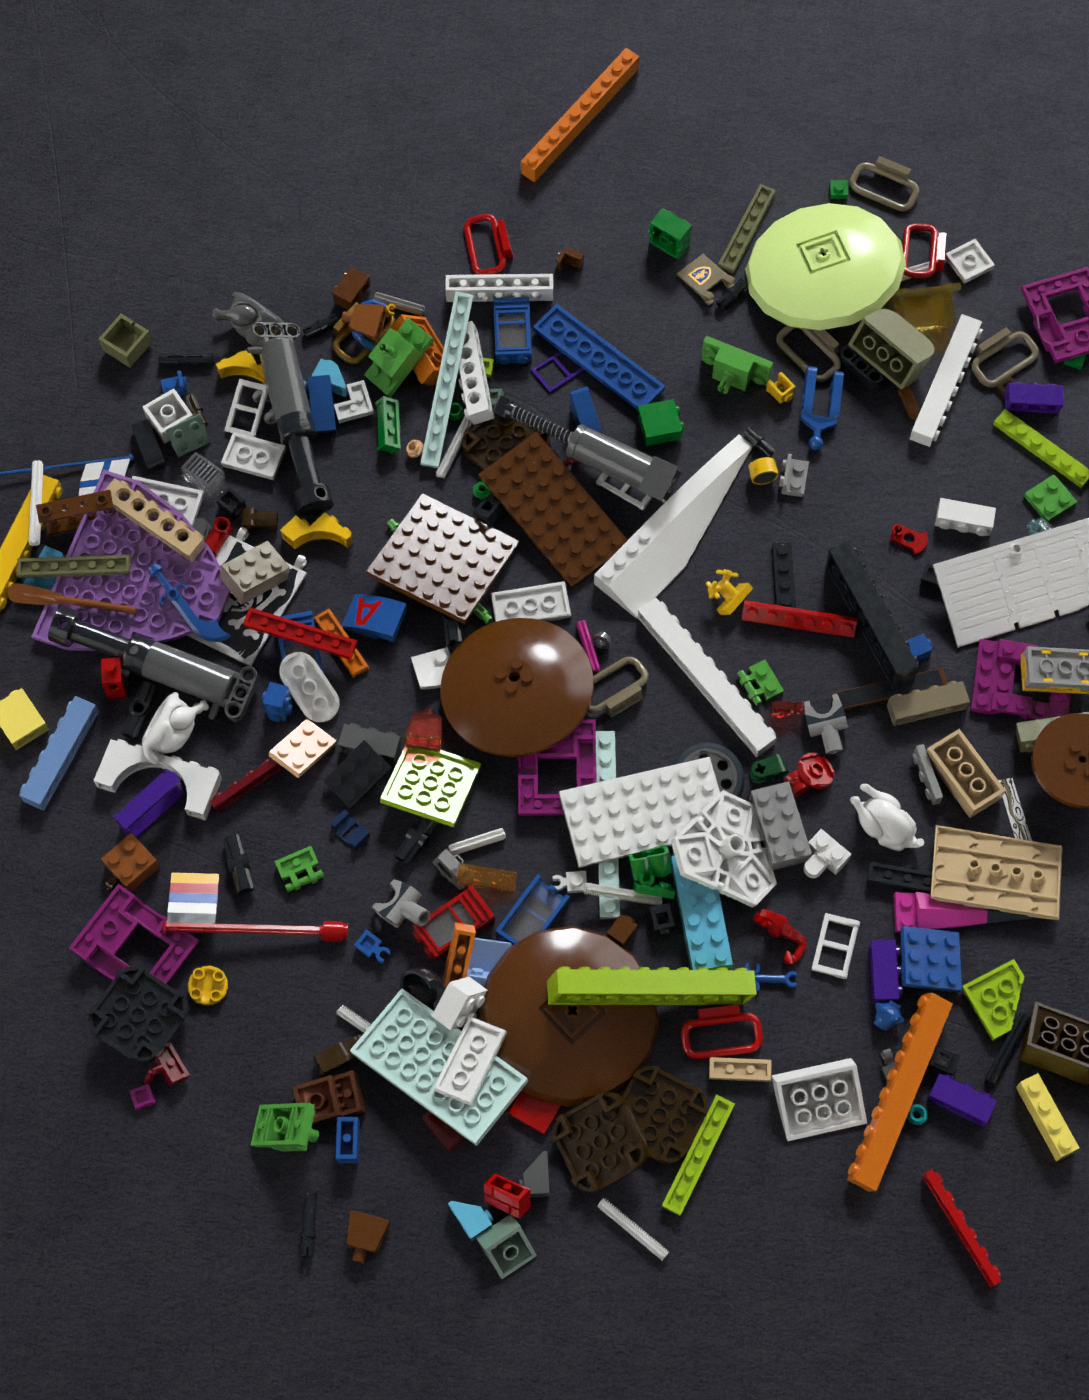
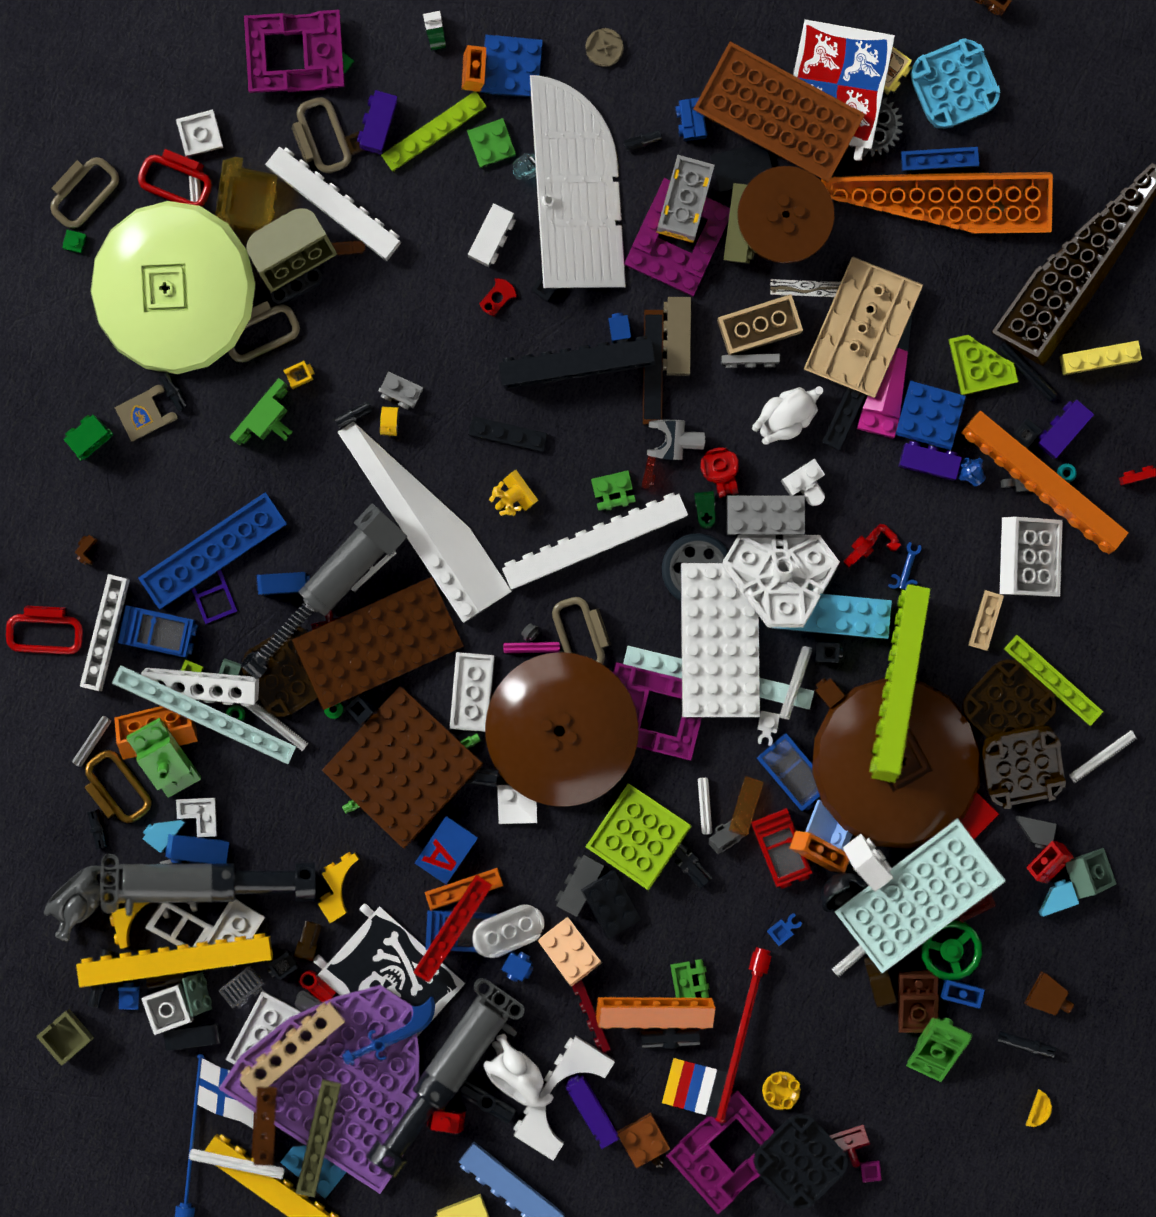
camera: 75 degrees left, 20 degrees up
(34, 595) = (340, 1179): dark orange piece -> none
(215, 411) = (174, 961): none -> yellow brick
(242, 1257) = (1040, 1110): none -> yellow plate
(254, 572) = (373, 959): dark tan brick -> none
(259, 839) = (655, 1012): none -> orange brick
(343, 823) = (654, 929): dark blue piece -> none
(351, 288) = (64, 788): reddish brown brick -> none
(367, 321) = (114, 780): dark orange torso -> none
(388, 425) = (236, 786): green container -> none
(389, 1118) = (952, 951): none -> green piece
(403, 906) = (755, 891): light grey connector -> none
(415, 448) = (266, 768): light nougat plate -> none
(424, 731) = (582, 828): clear red torso -> none
(470, 1061) = (926, 866): white tile -> none
(653, 862) = (772, 648): green brick -> none
(660, 422) = (306, 508): green brick -> none
(661, 890) = (797, 652): green plate -> none
(721, 1015) = (932, 626): red bar -> none
(746, 229) = (96, 352): olive tile -> none
(799, 618) = (558, 433): red plate -> none
(816, 422) = (348, 350): blue piece -> none
(849, 949) = (876, 473): white window -> none

